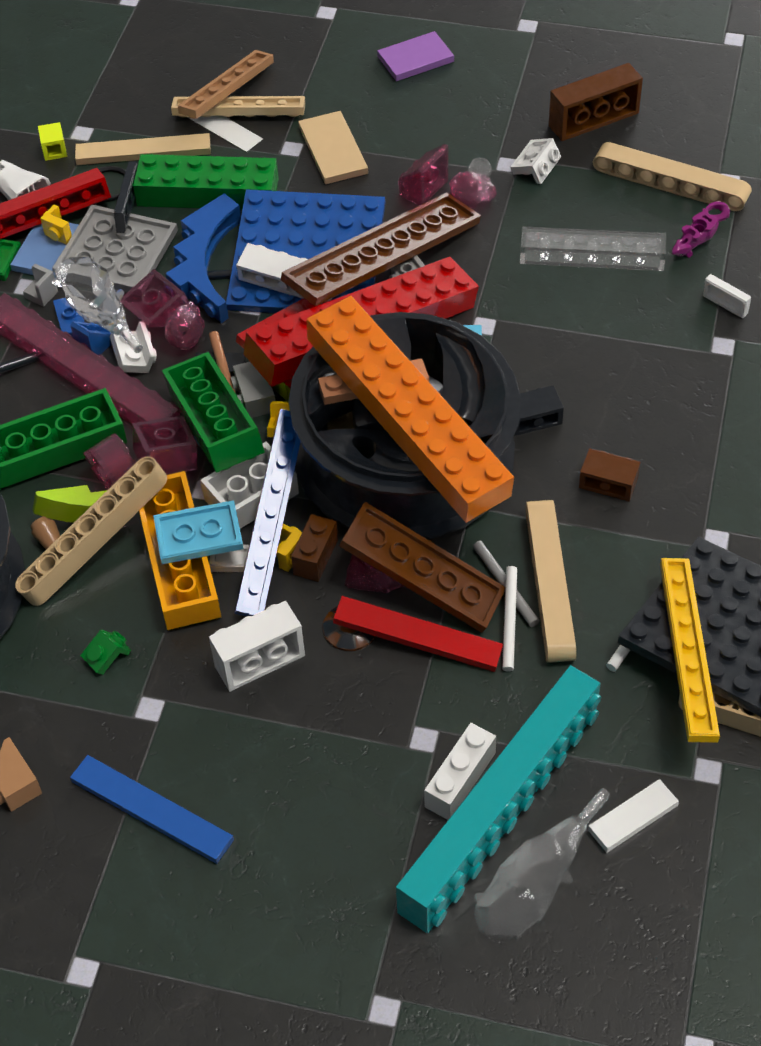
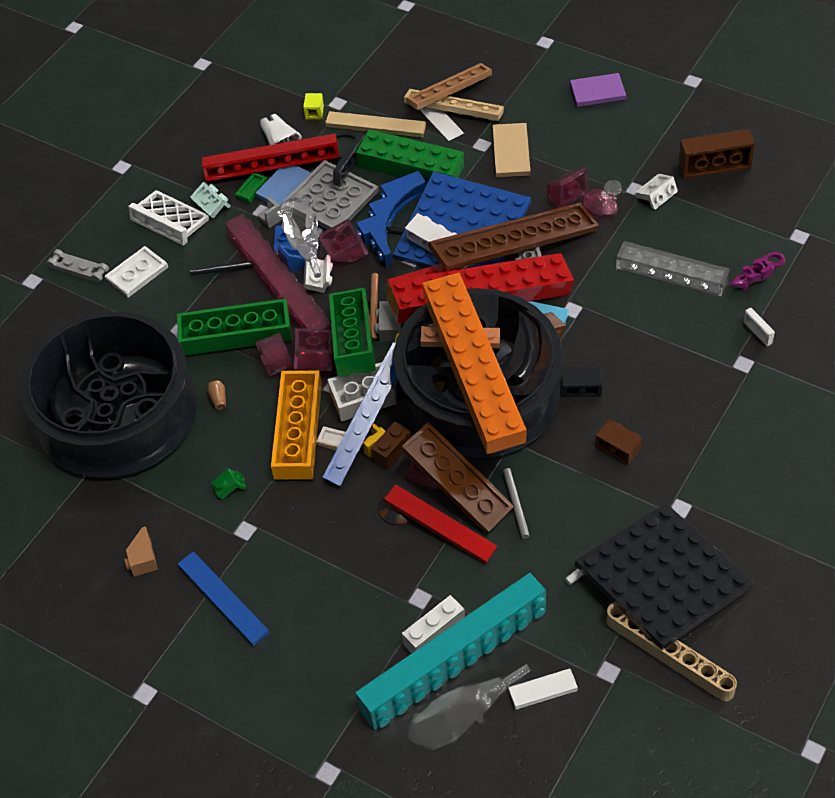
camera: 20 degrees right, 0 degrees up
(55, 226) = (292, 170): yellow bracket -> none
(65, 503) = (242, 378): lime slope -> none
(91, 531) = (243, 398): tan beam -> none
(184, 319) = (358, 260): clear pink hair -> none
(198, 532) = (312, 416): medium azure tile -> none
(257, 645) = (326, 505): white brick -> none
(509, 618) = (508, 529): white bar -> none
(550, 582) = (546, 509): tan beam -> none
(671, 176) = (755, 224): tan beam -> none
(689, 651) = (619, 583): yellow tile -> none

